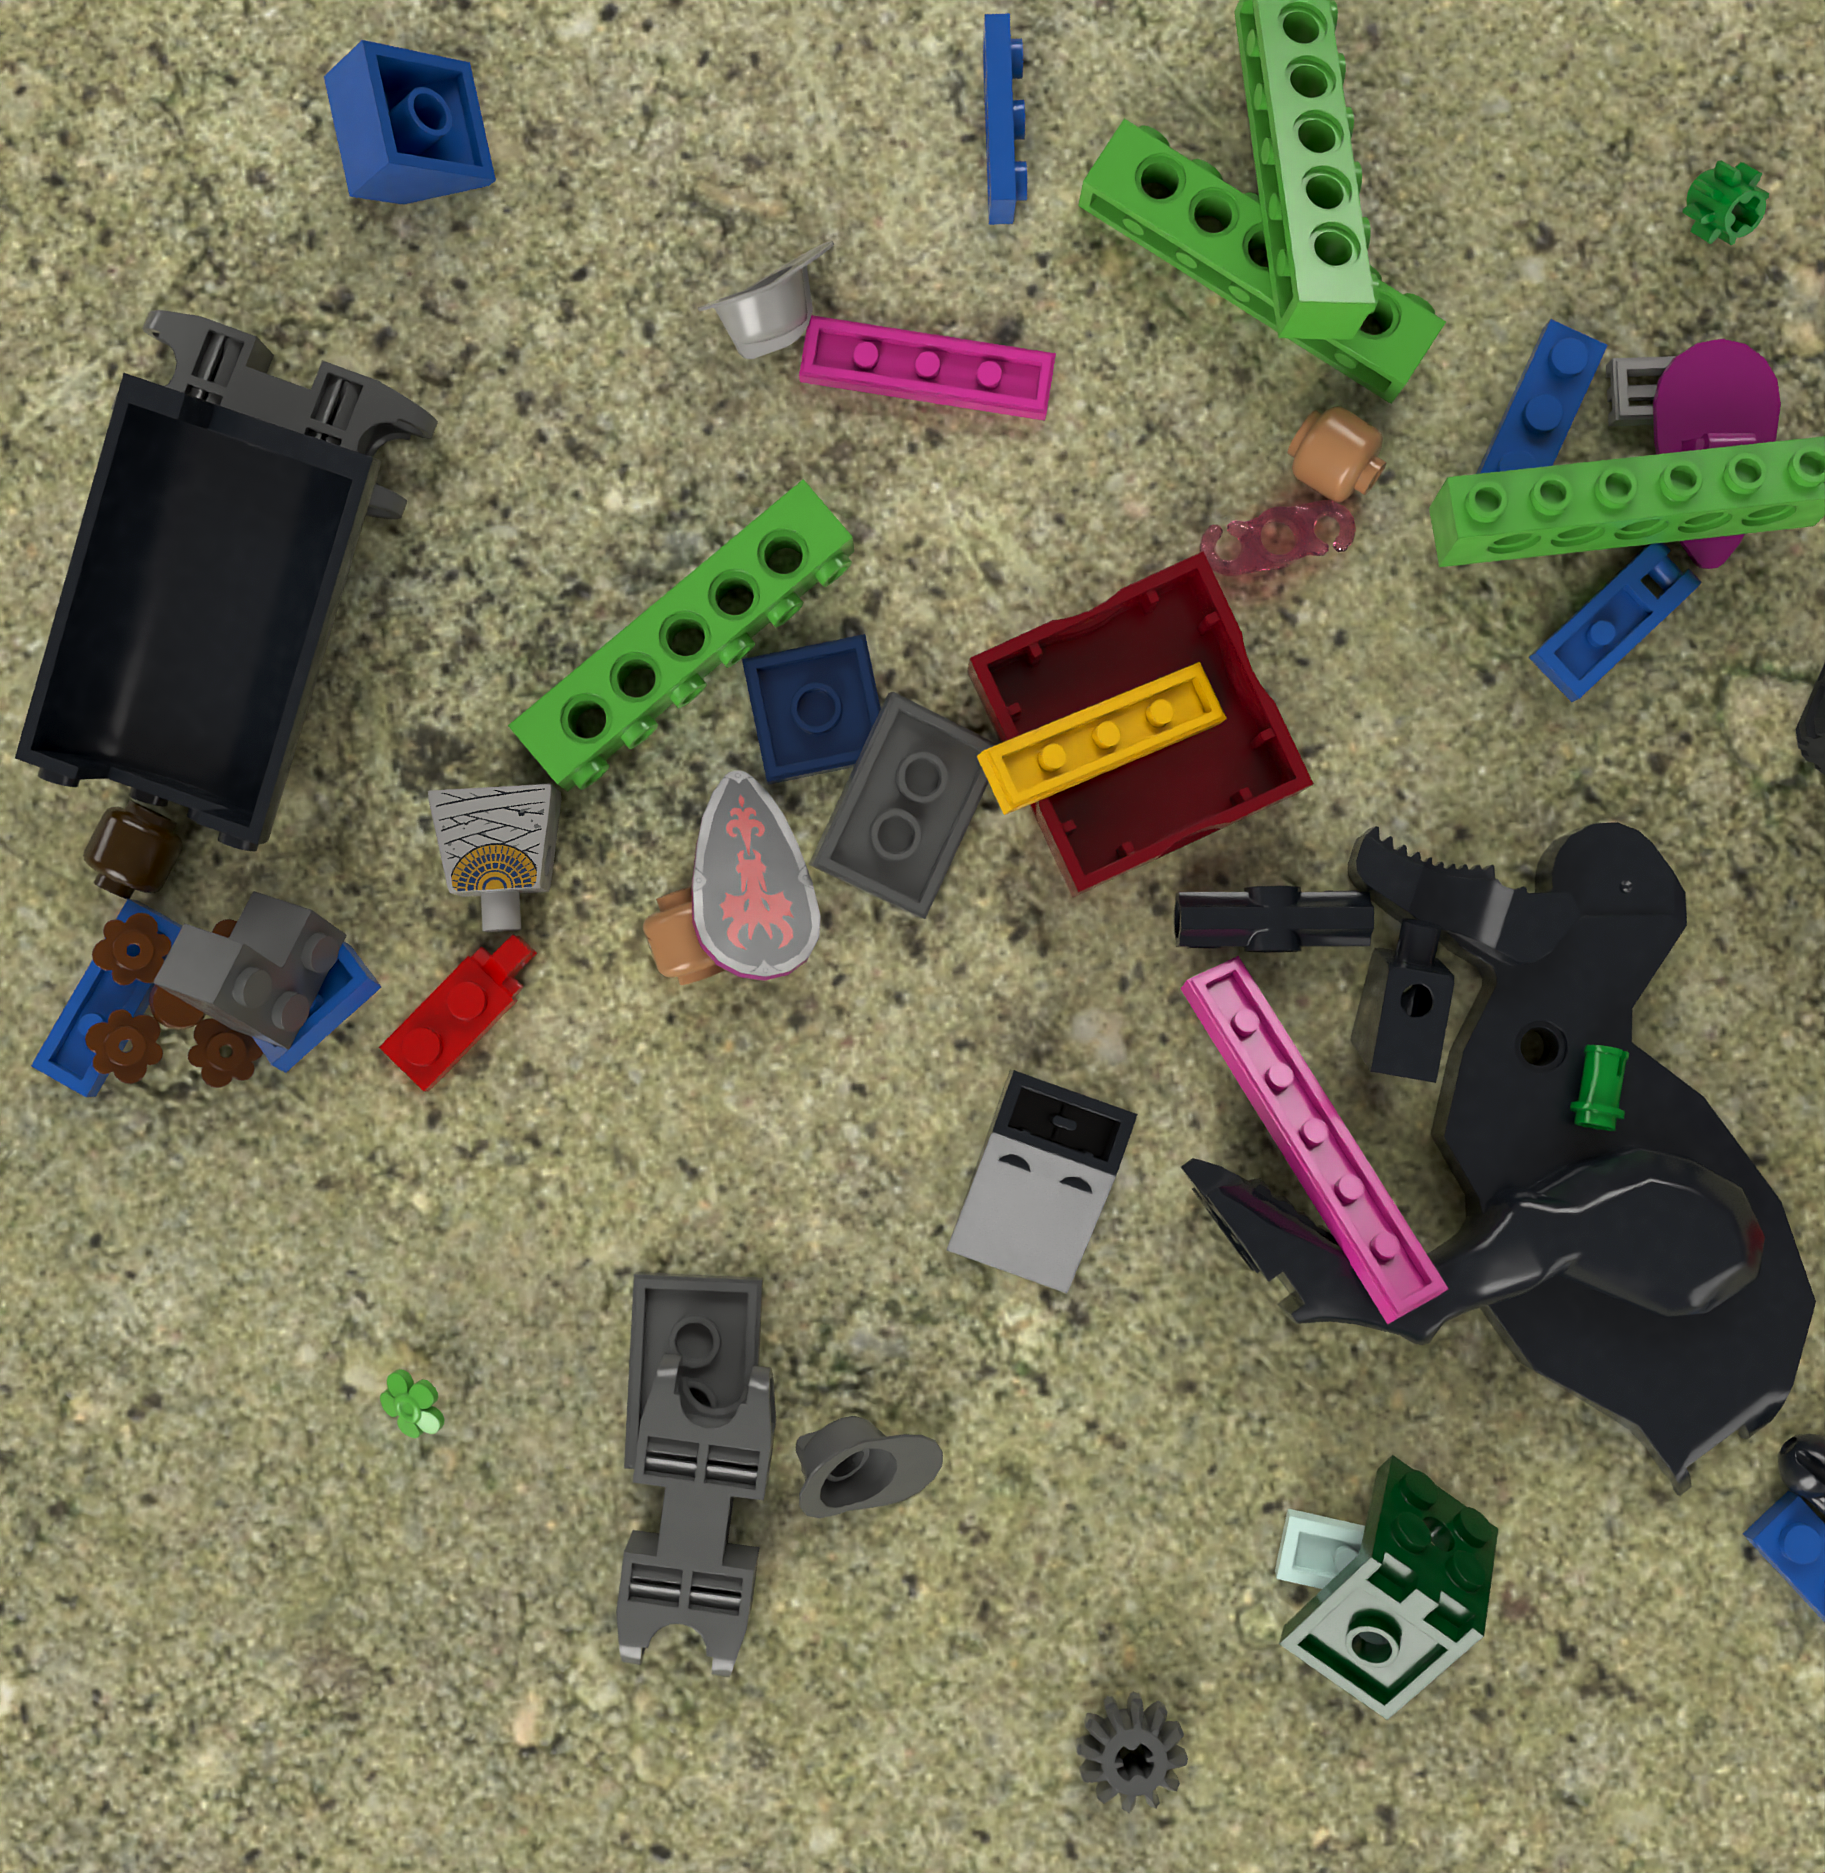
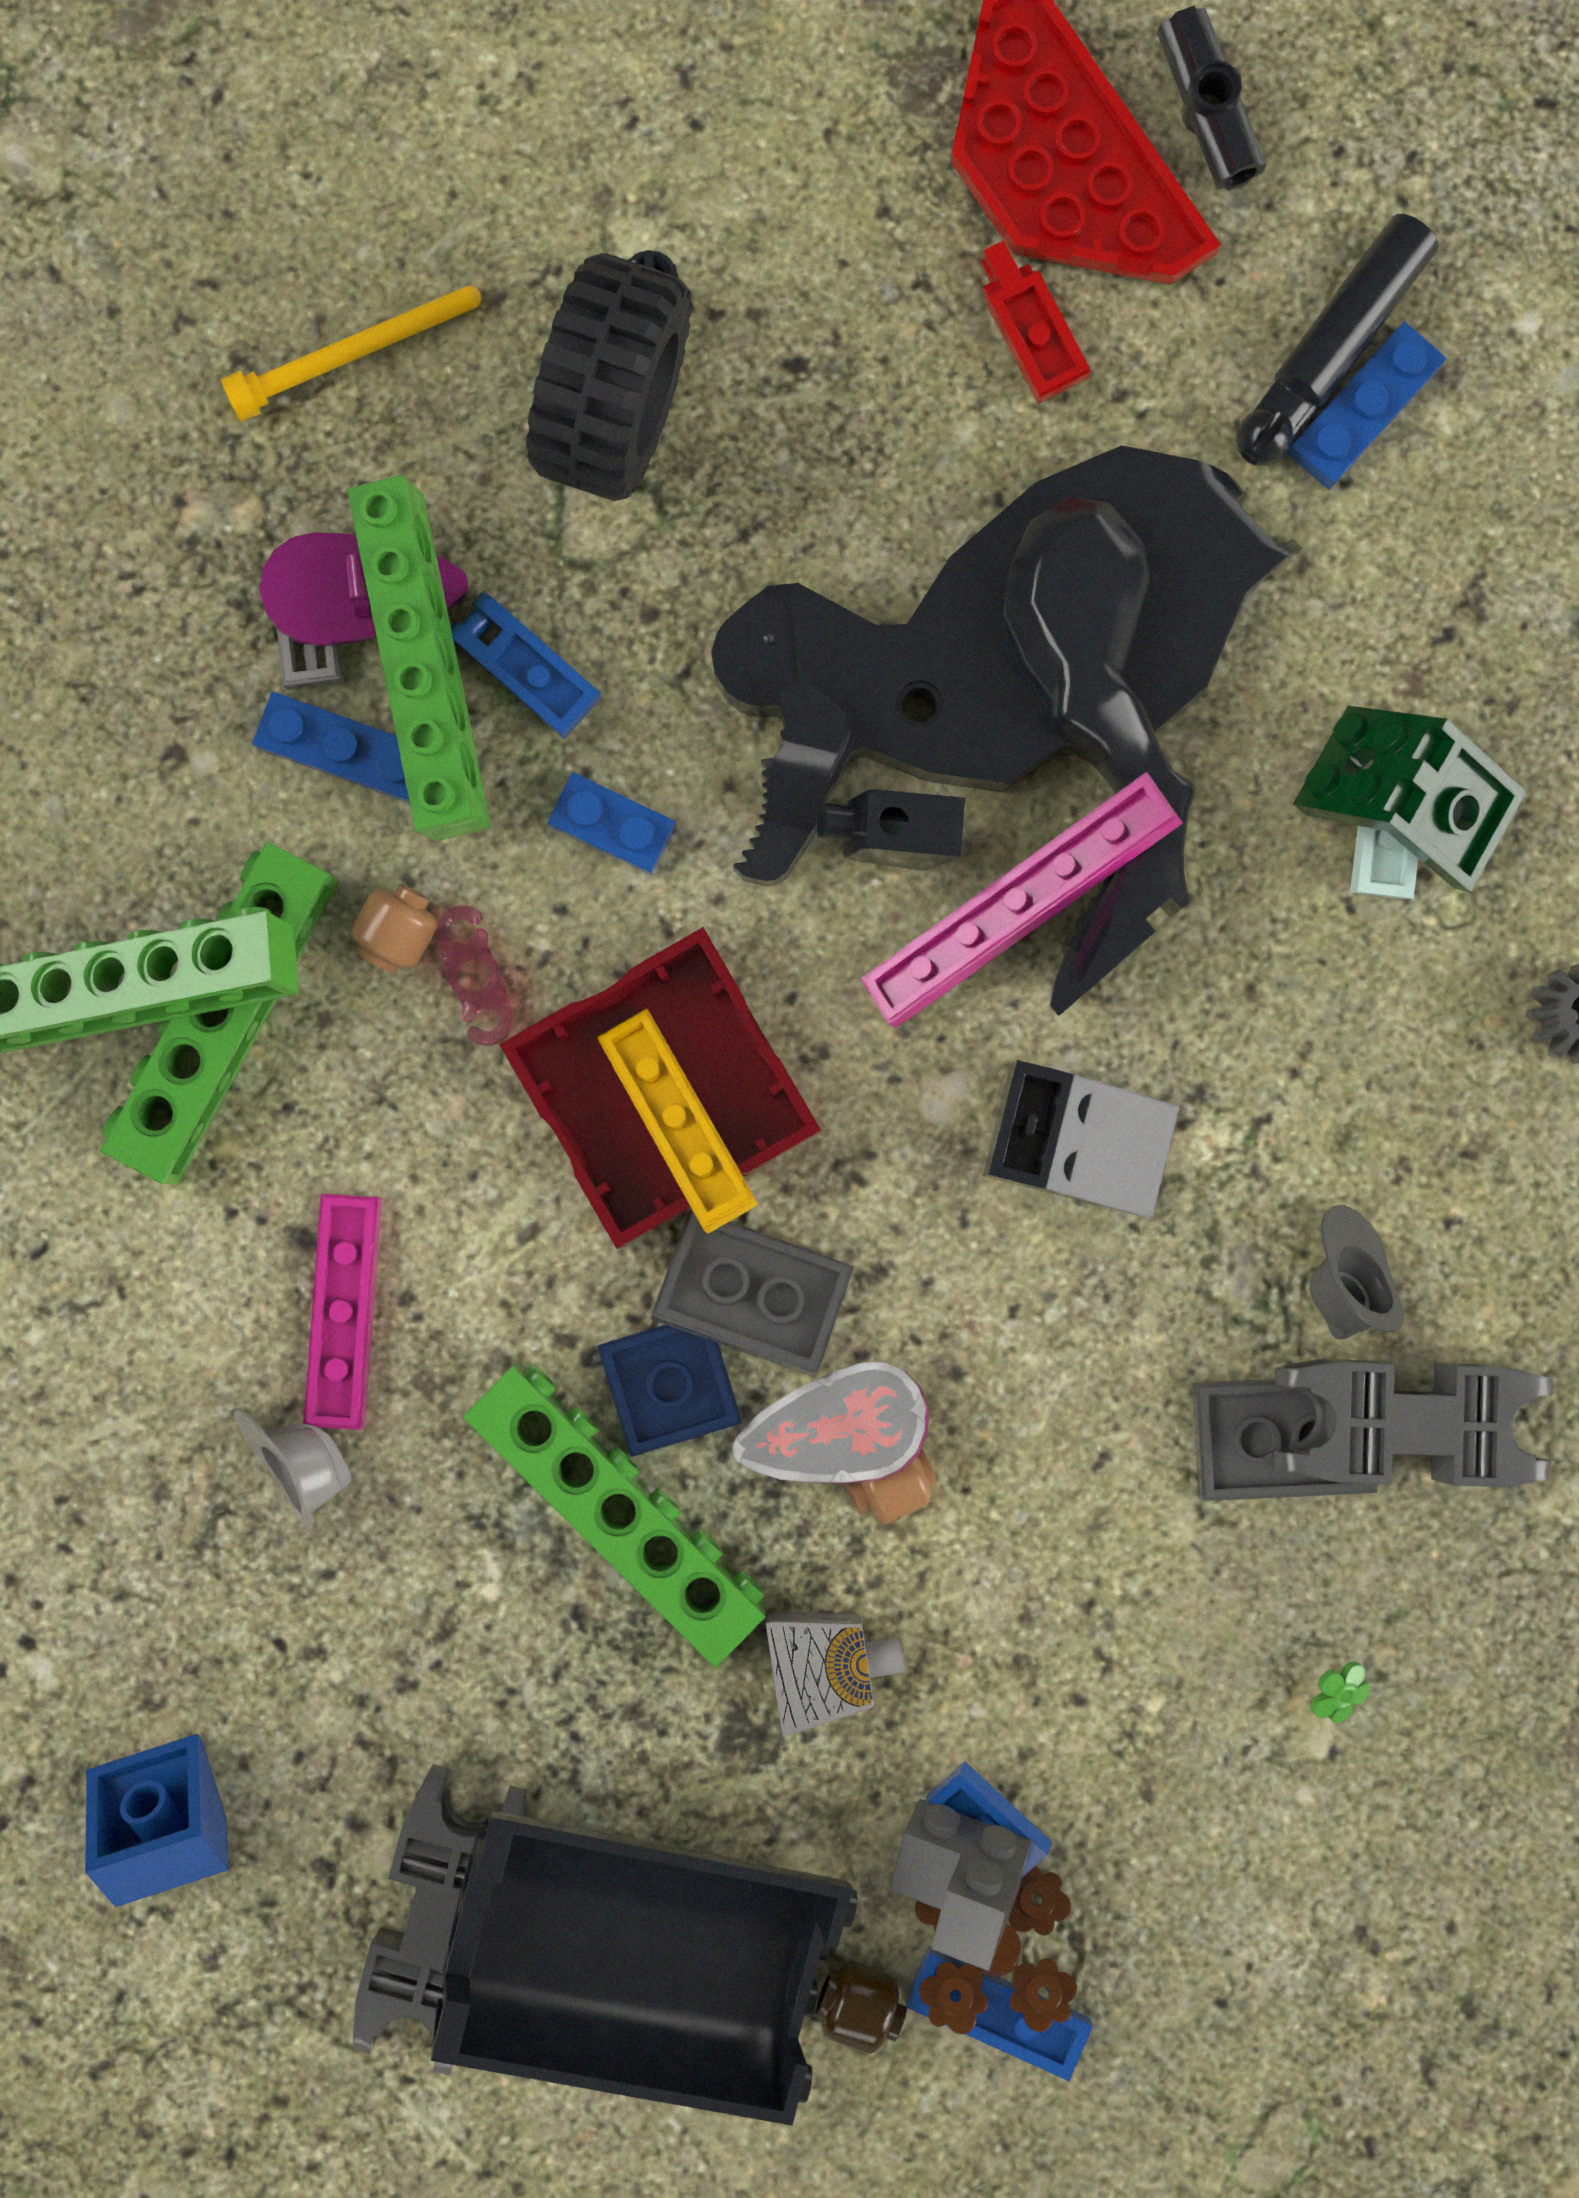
camera: 90 degrees left, 0 degrees up
(458, 1013) = (980, 1687): red hinge -> none
(1003, 119) = (104, 1262): blue plate -> none
(1273, 919) = (825, 950): black piece -> none
(1431, 701) = (612, 823): none -> blue plate
(1601, 1088) = (953, 649): green pin -> none
(1726, 202) = (132, 595): green gear -> none

